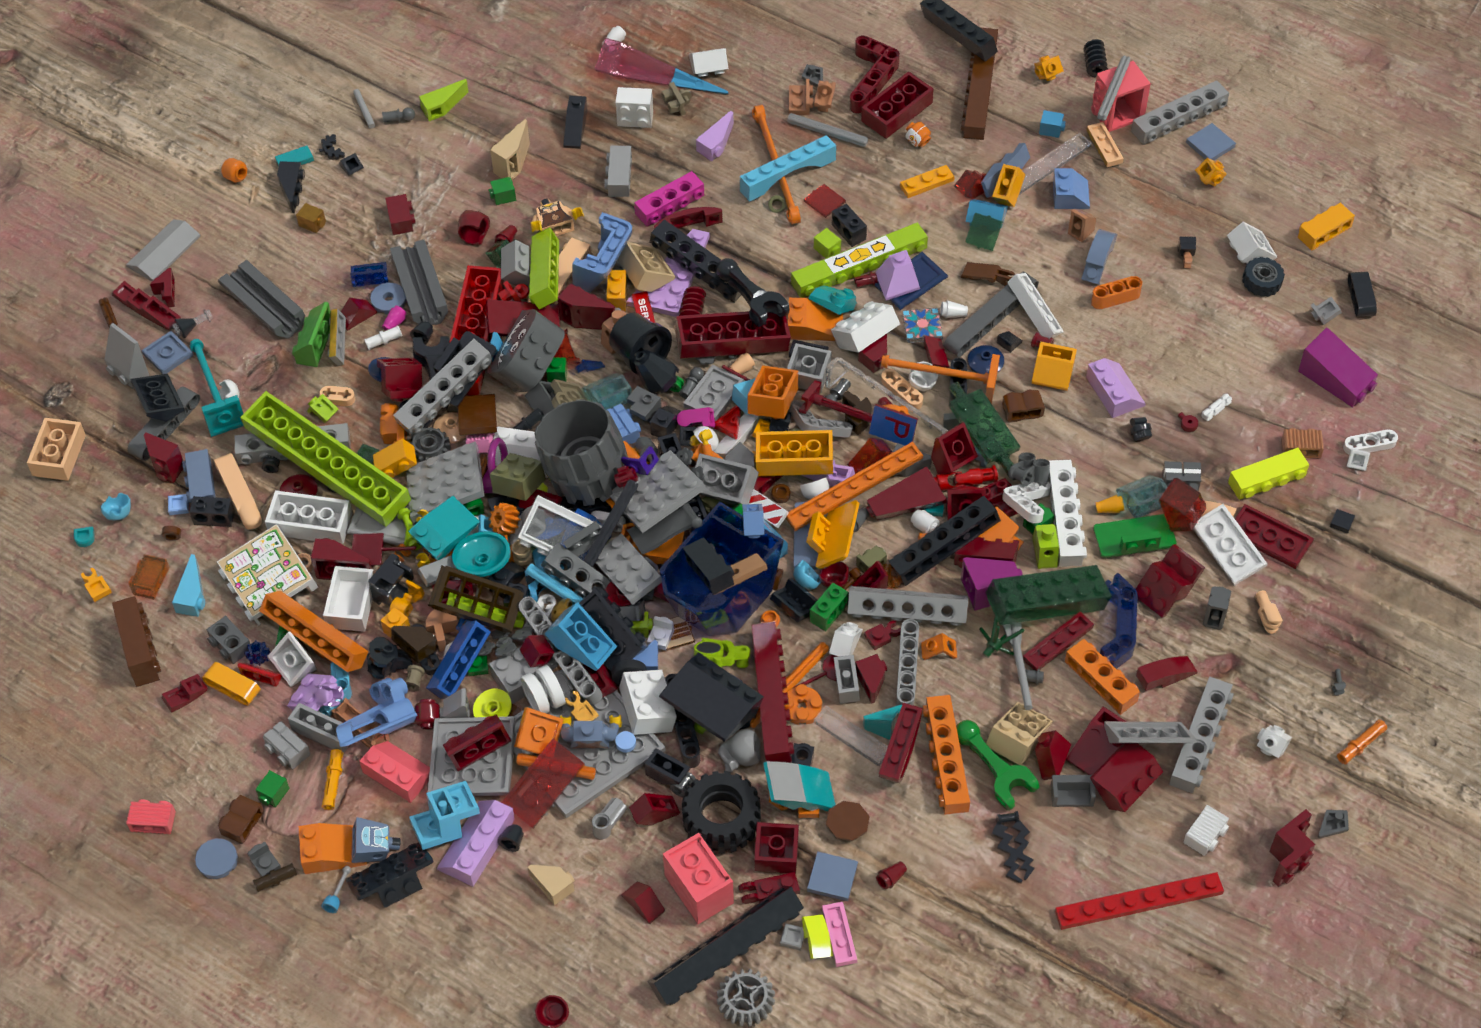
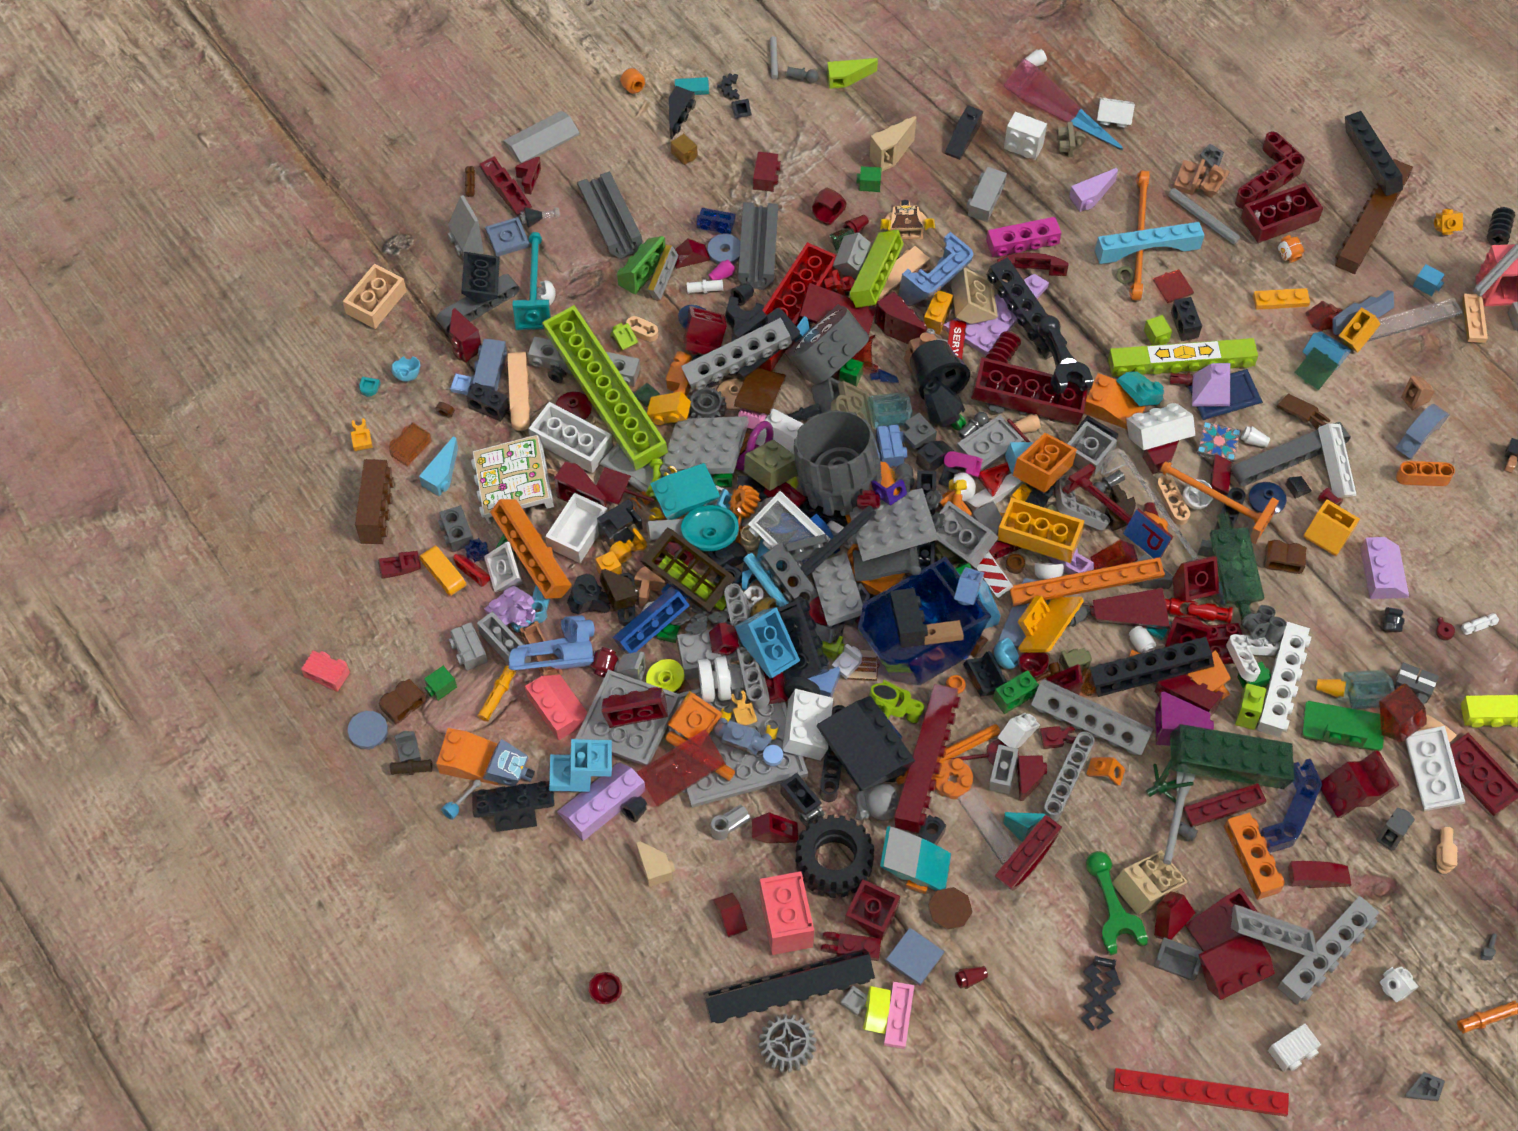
camera: 20 degrees right, 5 degrees up
(413, 677) = (605, 623): dark tan bush -> none
(950, 801) = (1064, 927): orange brick -> none
(1070, 189) = (1421, 353): medium blue slope -> none
(1292, 848) = (1372, 1099): dark red bracket -> none

